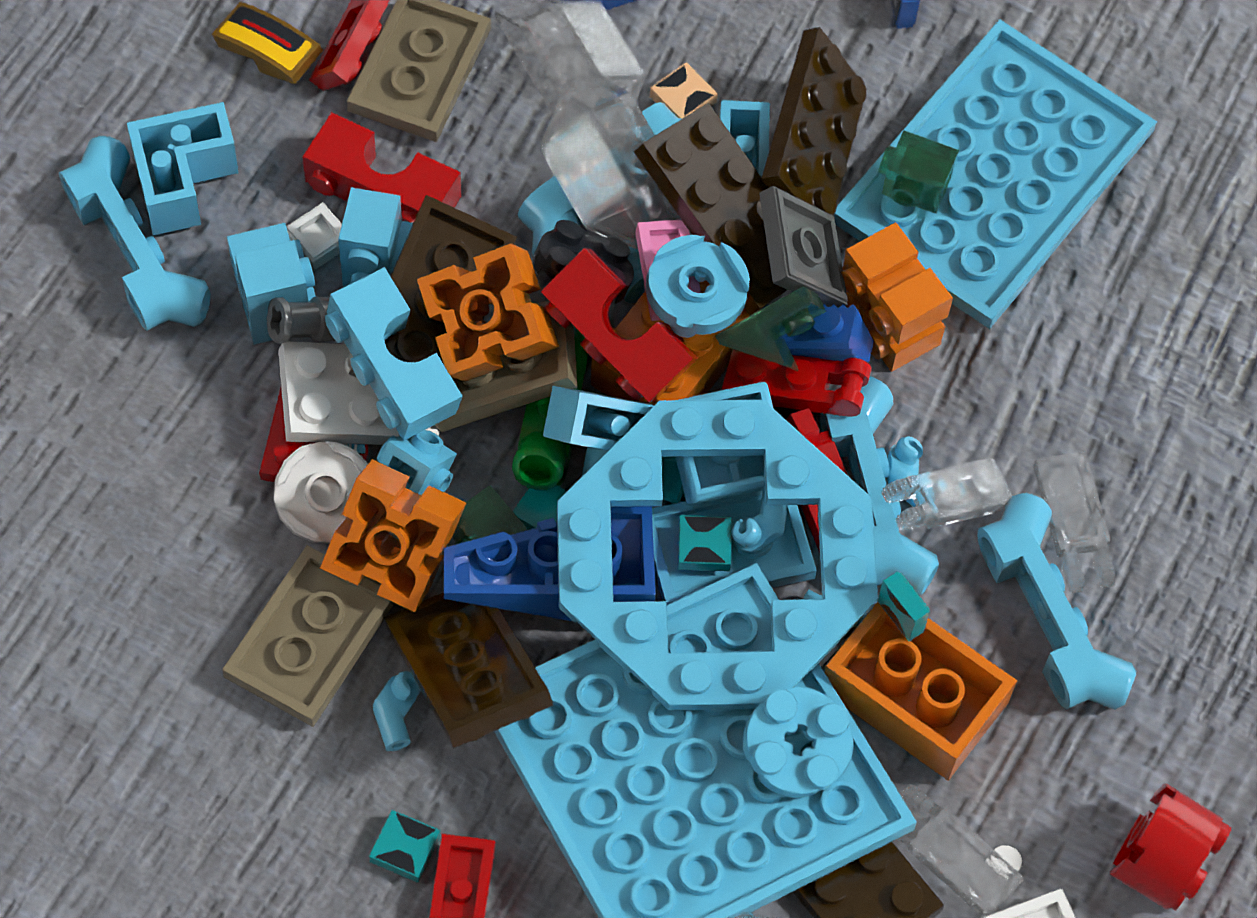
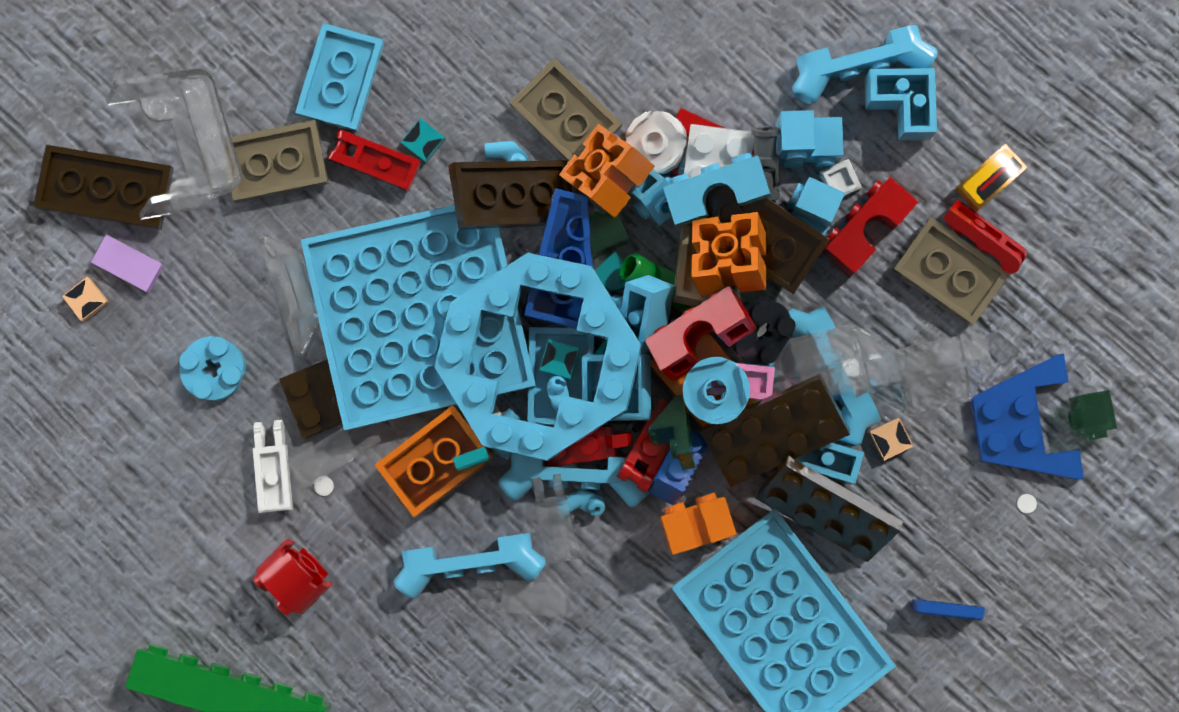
camera: 115 degrees right, 20 degrees up
(772, 757) = (423, 365): medium azure plate -> none
(803, 247) = (731, 468): dark grey plate -> none
(917, 171) = (783, 568): clear green brick -> none

